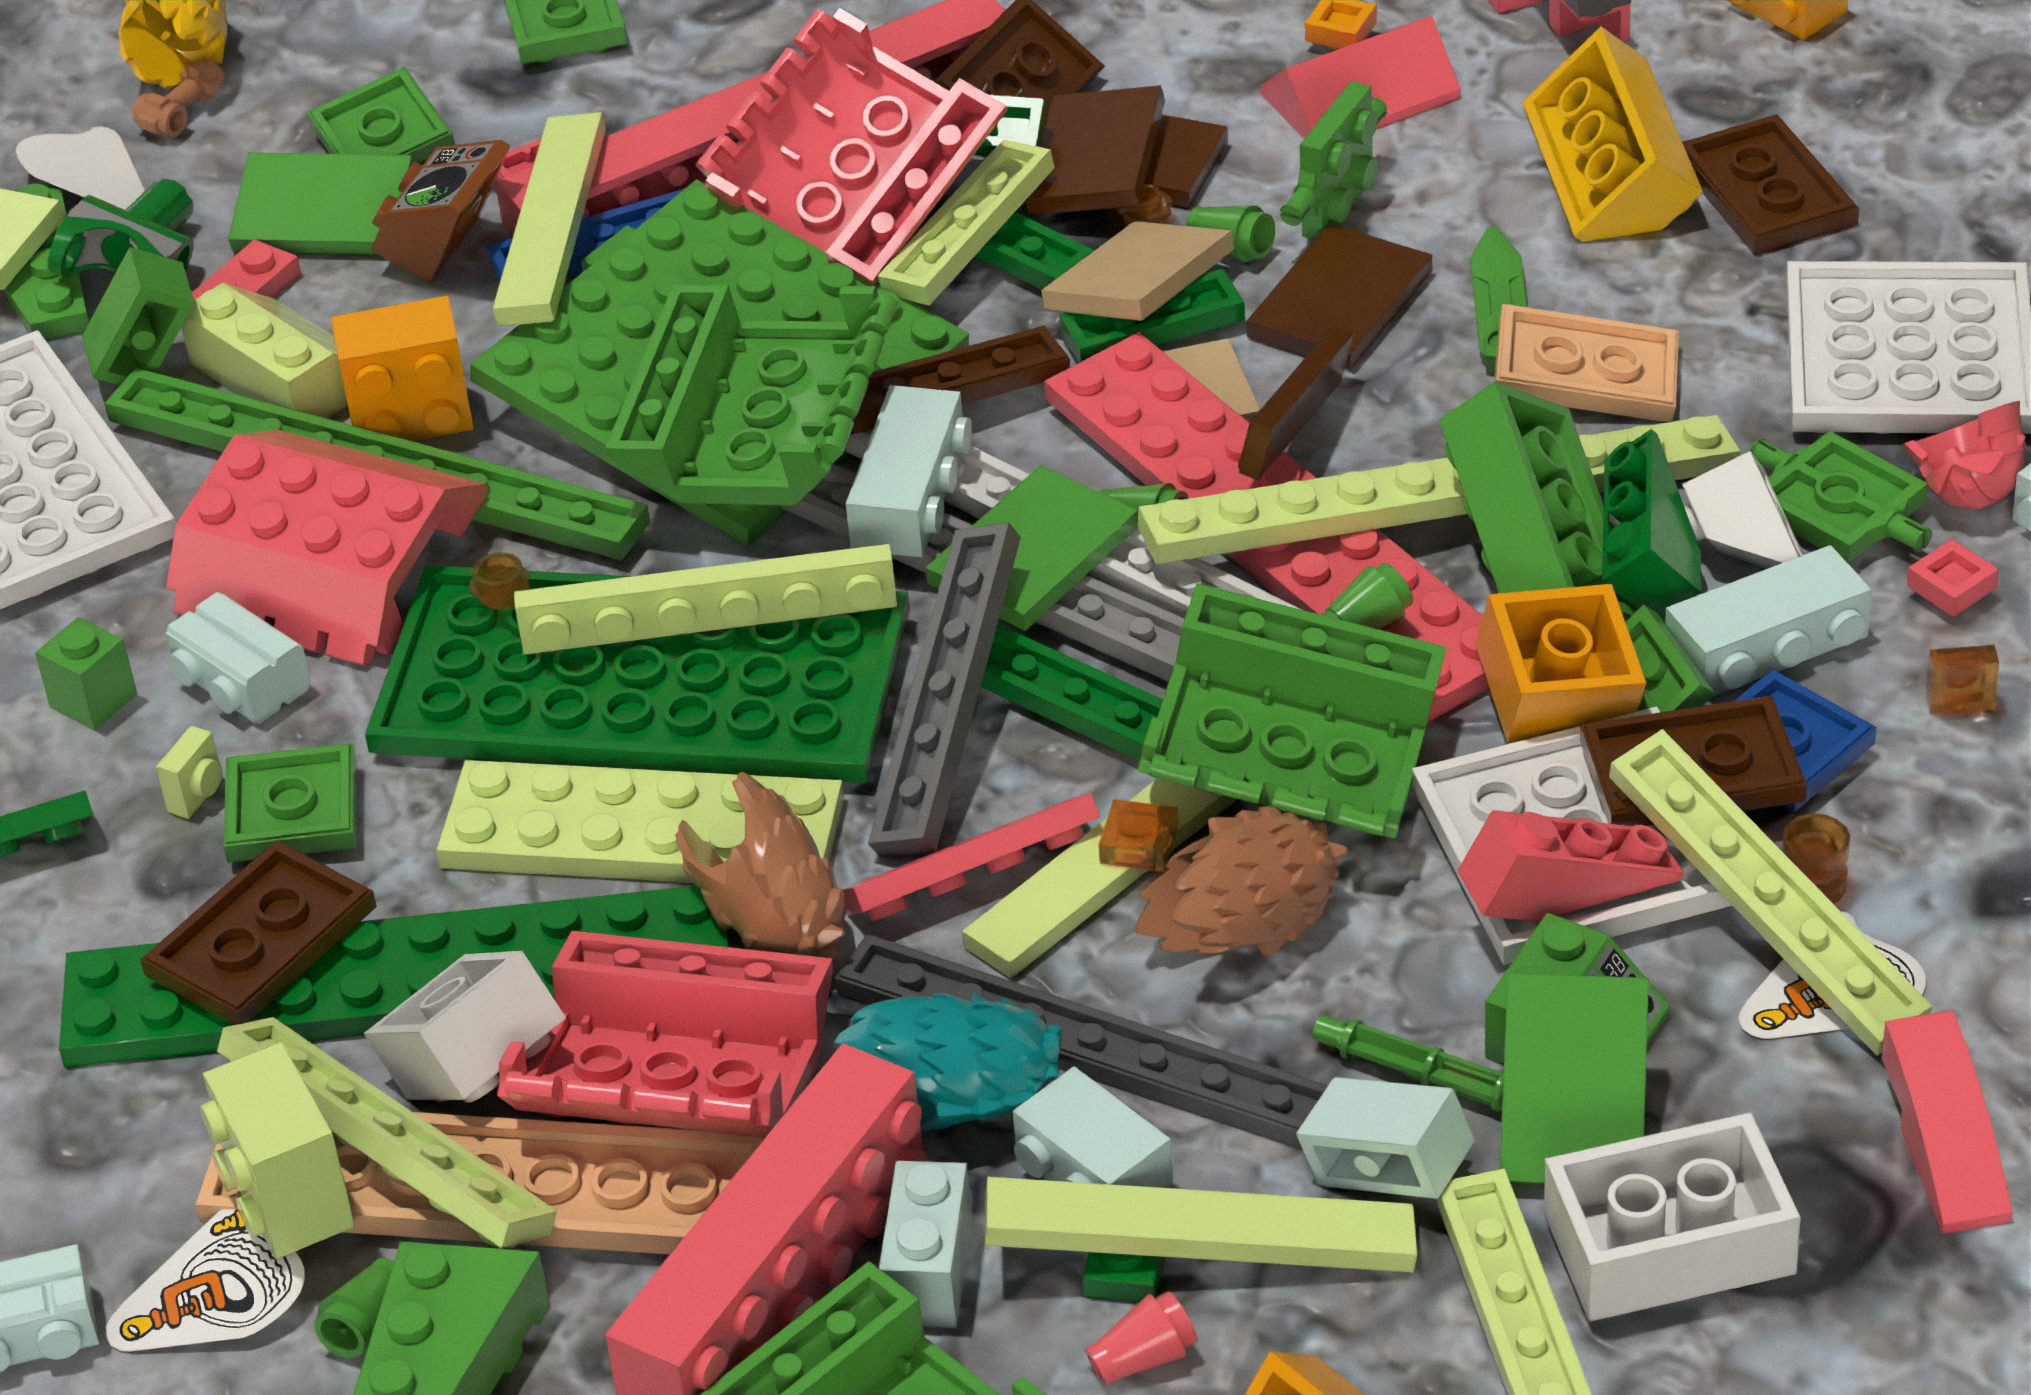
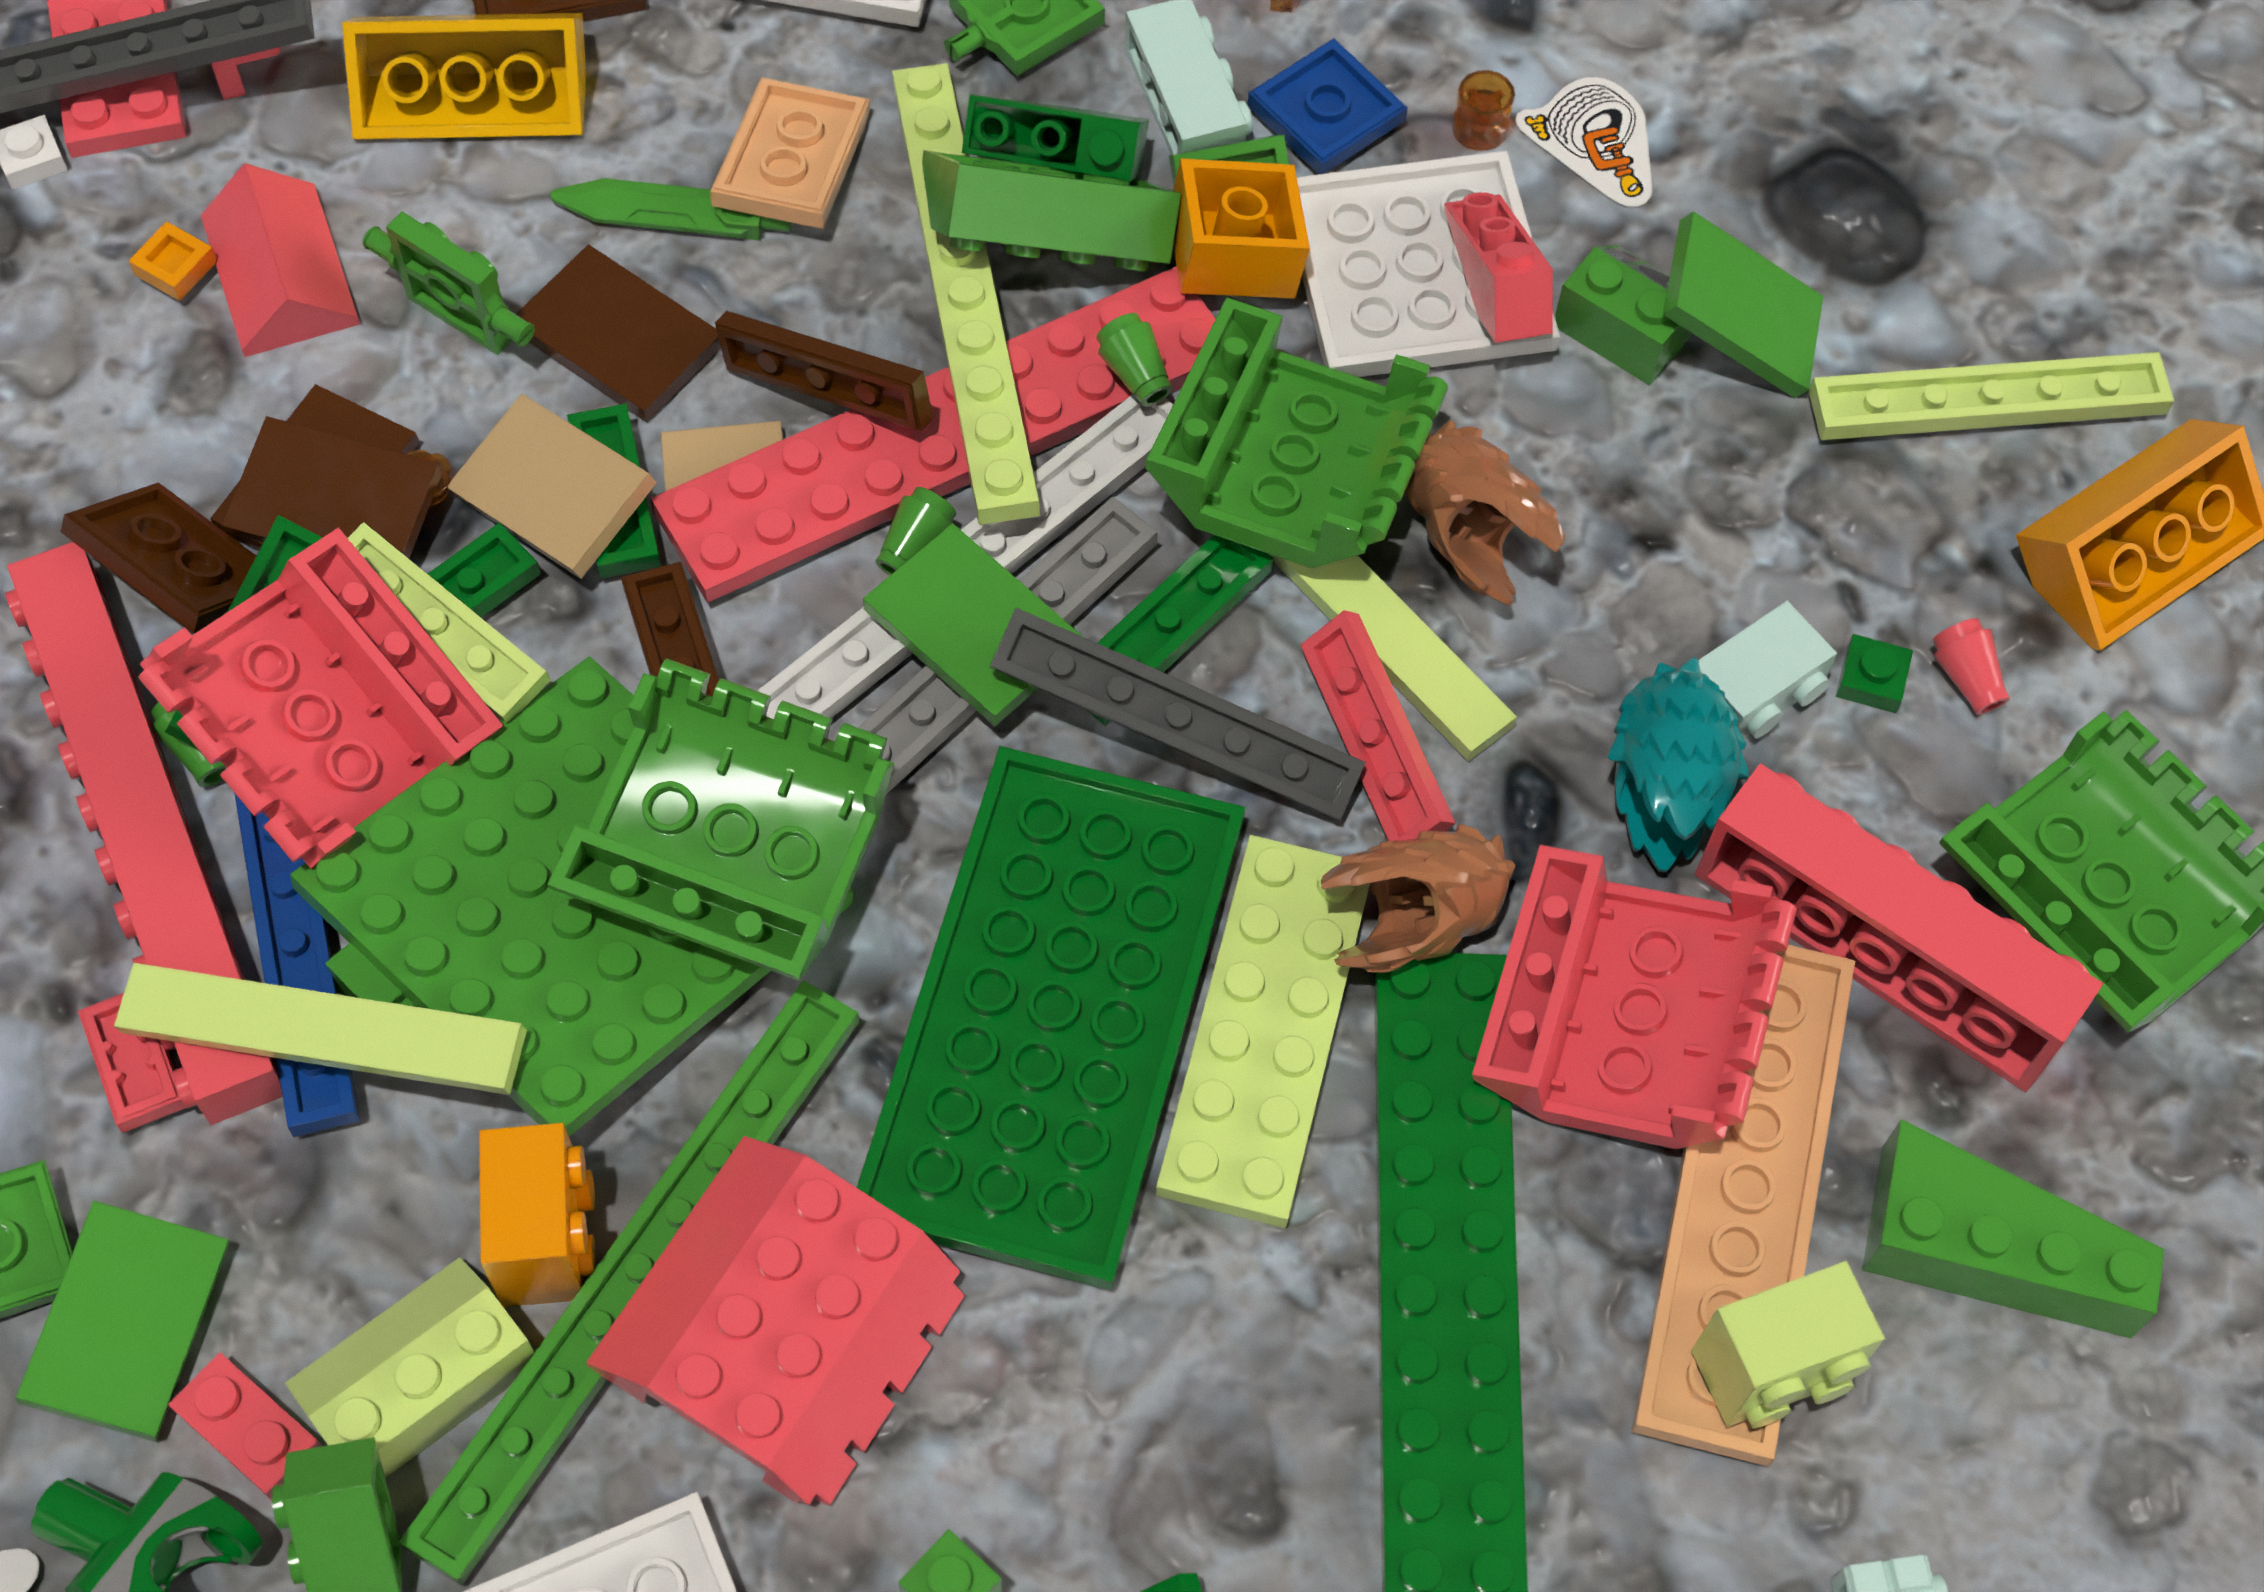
camera: 90 degrees left, 20 degrees up
(189, 772) = (1132, 1470): yellowish green plate -> none
(209, 1291) = (1865, 1457): sticker -> none
(237, 658) = (954, 1422): light aqua brick -> none
(258, 933) = (1413, 1390): reddish brown tile -> none
(293, 798) = (1188, 1368): bright green plate -> none
(353, 1311) = (1906, 1305): bright green cone -> none
(402, 1141) = (1724, 1262): yellowish green plate -> none
(437, 206) = (221, 1160): dark orange slope -> none
(460, 1023) = (1595, 1178): white brick -> none
(497, 578) = (917, 1109): clear orange plate -> none
(705, 599) = (1010, 944): yellowish green plate -> none
(908, 470) = (908, 715): light aqua brick -> none
(929, 1236) = (1885, 802): light aqua brick -> none
(1104, 1044) = (1611, 668): dark grey tile -> none
(1138, 835) = (1381, 588): clear orange plate -> none
(1200, 1224) = (1866, 605): yellowish green tile -> none
(1251, 228) = (490, 400): bright green cone -> none
(1385, 1137) = (1784, 447): light aqua brick -> none
(1414, 1060) = (1667, 428): bright green piece -> none
(1671, 1216) = (1887, 271): white brick -> none
(1733, 742) = (1369, 164): reddish brown tile -> none
(1741, 513) = (1060, 64): white slope -> none
(1767, 888) = (1536, 138): yellowish green plate -> none
(1946, 1121) = (1780, 86): coral slope -> none

